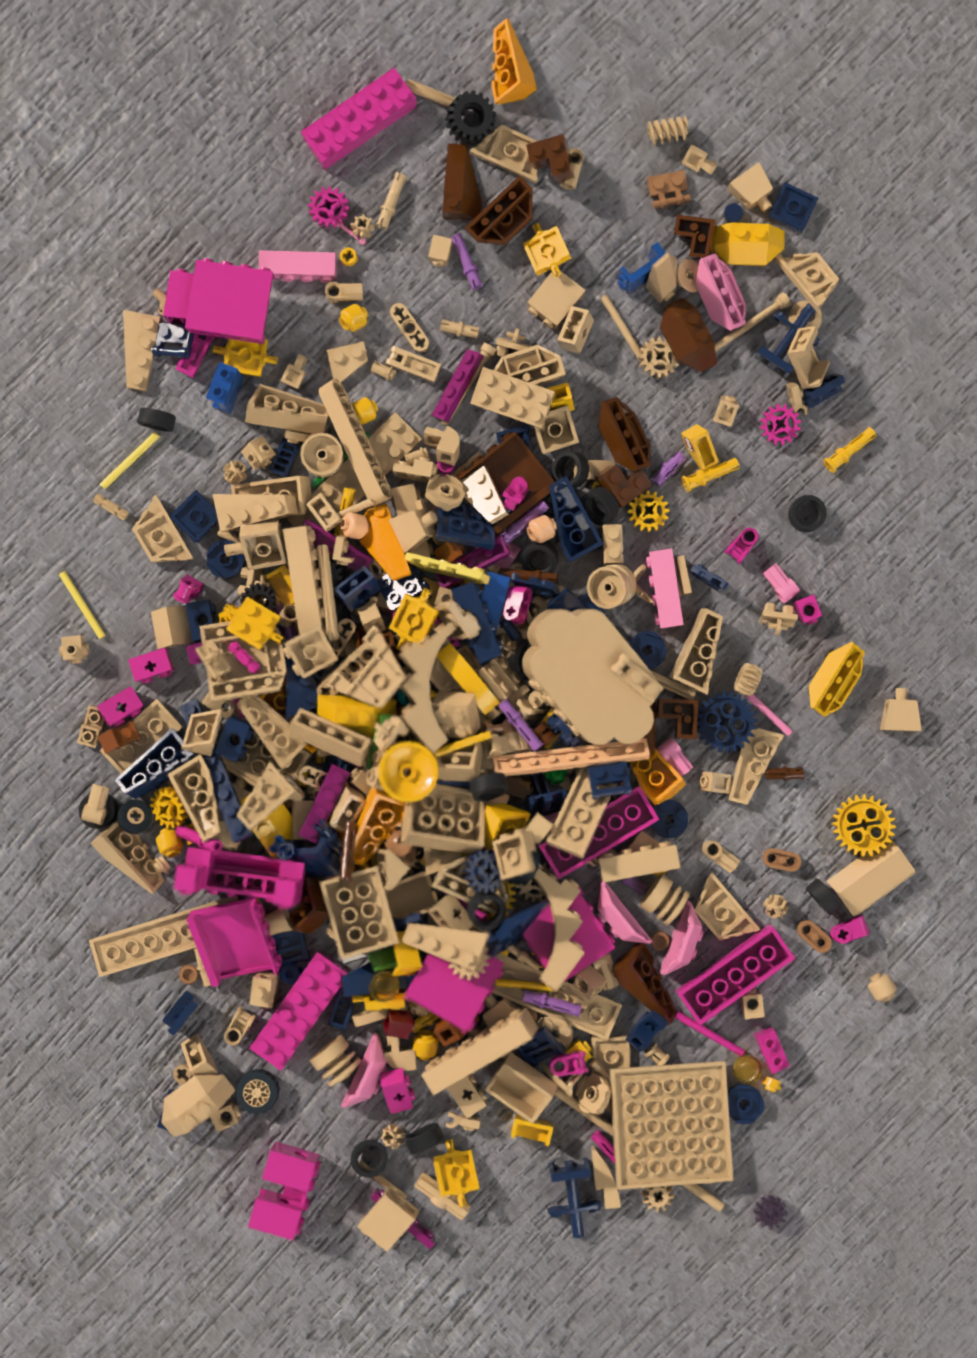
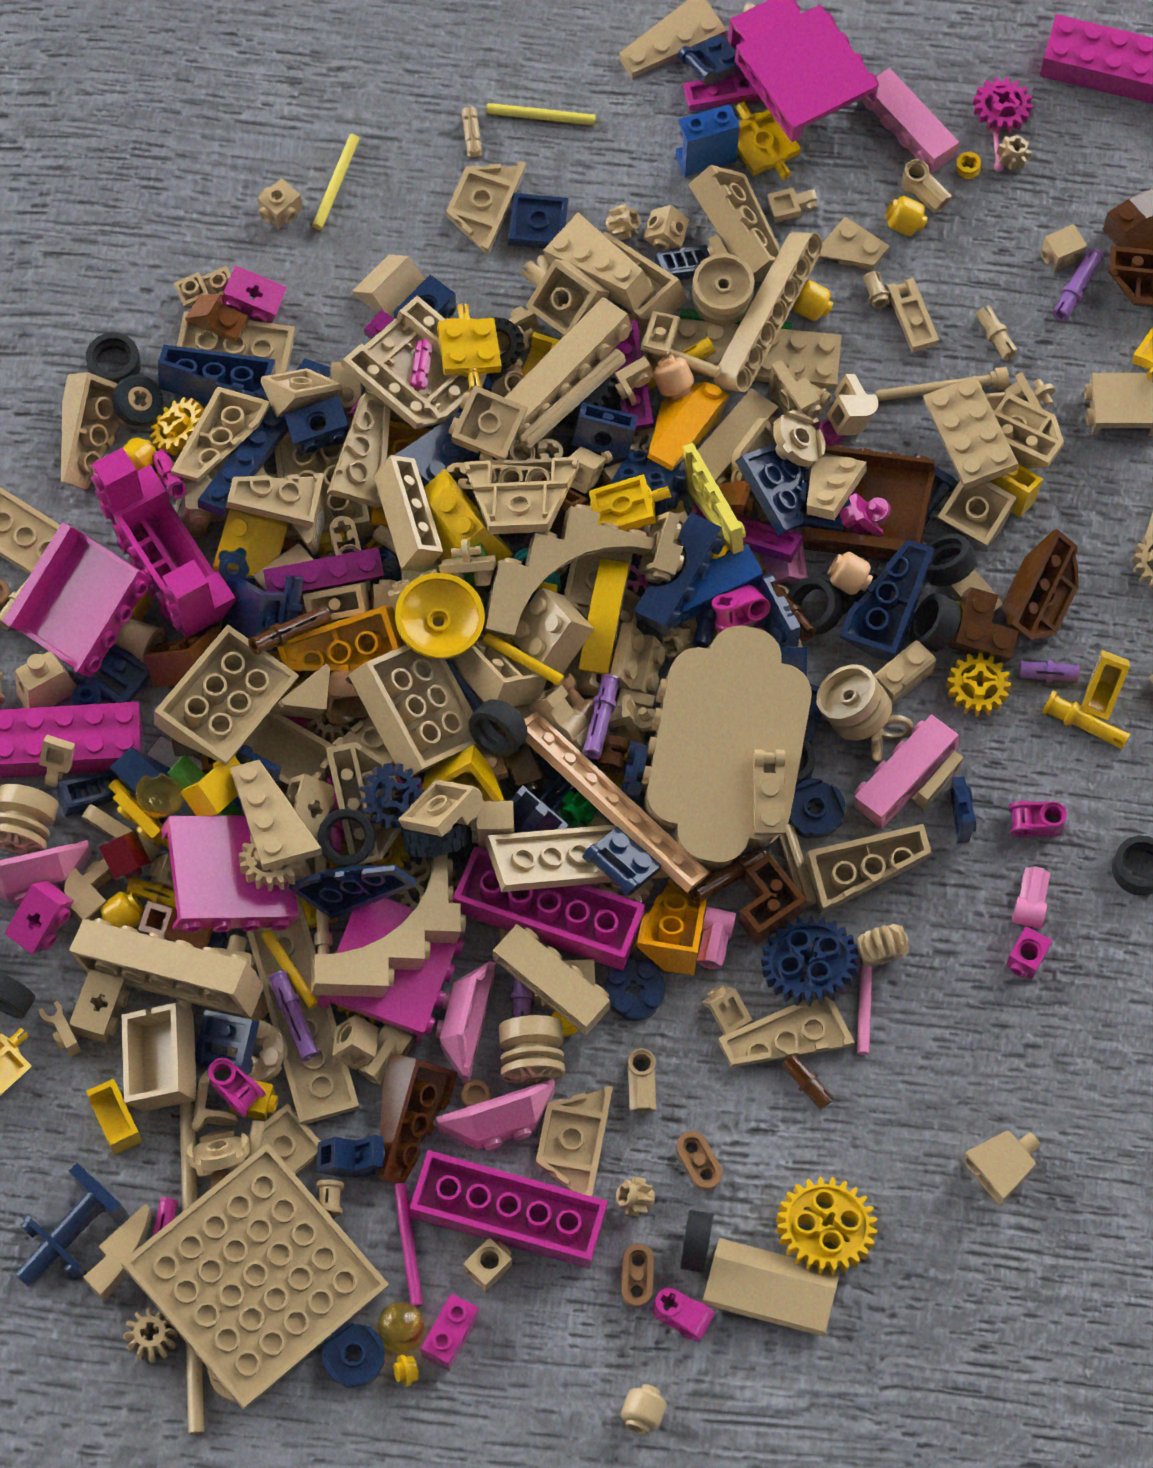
camera: 50 degrees right, 20 degrees down
(95, 809) = (112, 348): tan piece -> none
(140, 664) = (328, 295): dark pink brick -> none
(156, 419) = (610, 101): black tyre -> none
(188, 589) = (449, 267): dark pink piece -> none
(213, 659) = (391, 331): tan hips -> none
(224, 570) = (499, 281): dark blue plate -> none
(318, 1020) = (58, 757): none -> tan plate
(388, 208) = (1062, 163): tan pin -> none
(413, 528) = (726, 434): tan torso -> none
(422, 337) = (953, 292): tan beam -> none
(457, 386) = (922, 376): magenta plate -> none
(519, 526) = (828, 552): medium lavender pin -> none
(575, 329) = (1110, 447): tan brick -> none
(778, 620) = (986, 929): tan hips -> none
(836, 679) = (976, 1052): yellow wedge -> none

